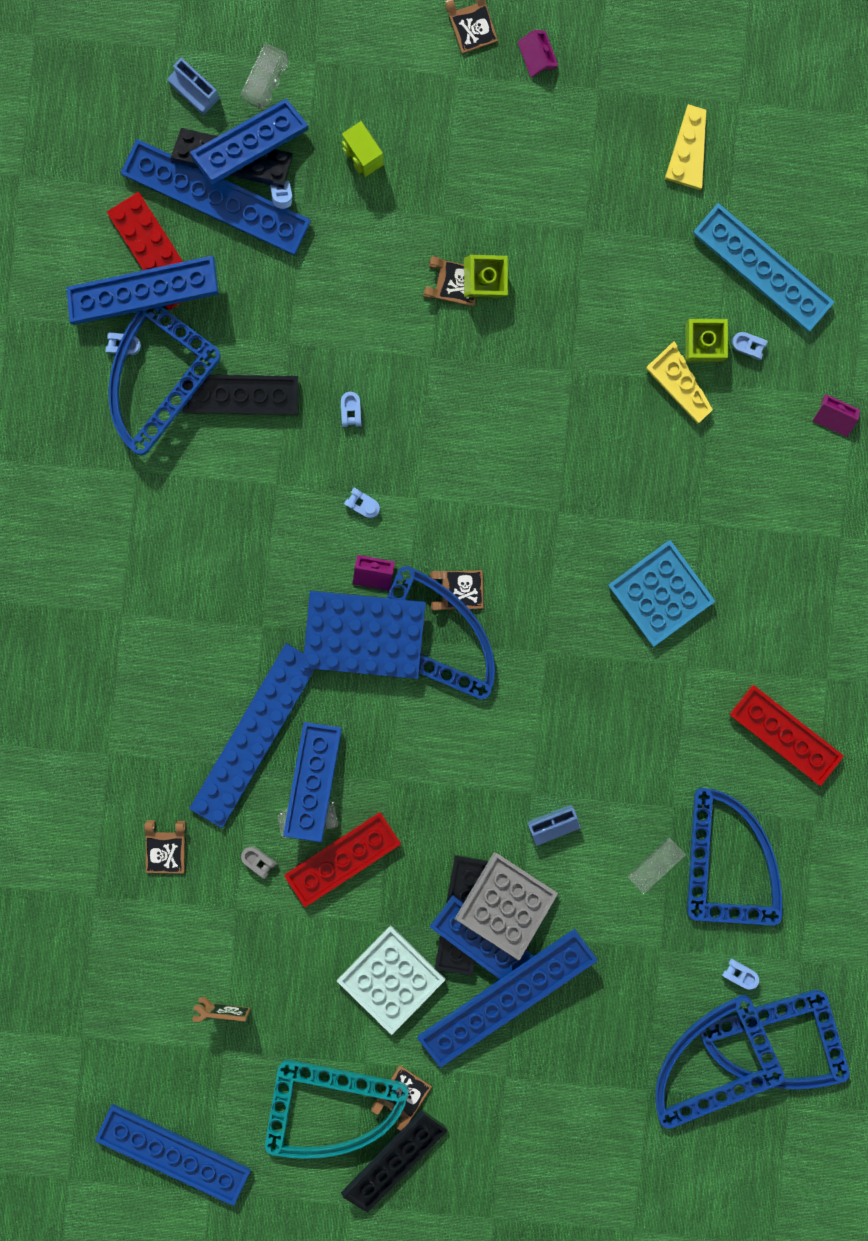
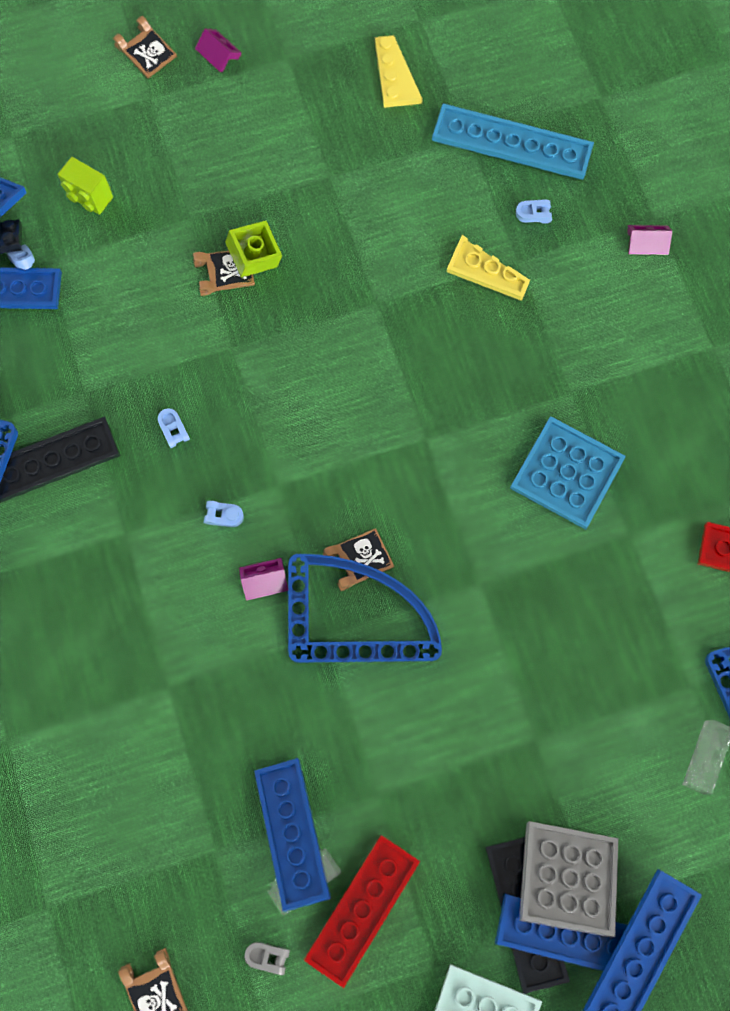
camera: 20 degrees left, 15 degrees down
(252, 737) = (205, 815): blue plate -> none
(364, 634) = (279, 645): blue plate -> none
(554, 825) = (576, 763): medium blue piece -> none
(706, 340) = (492, 220): lime brick -> none

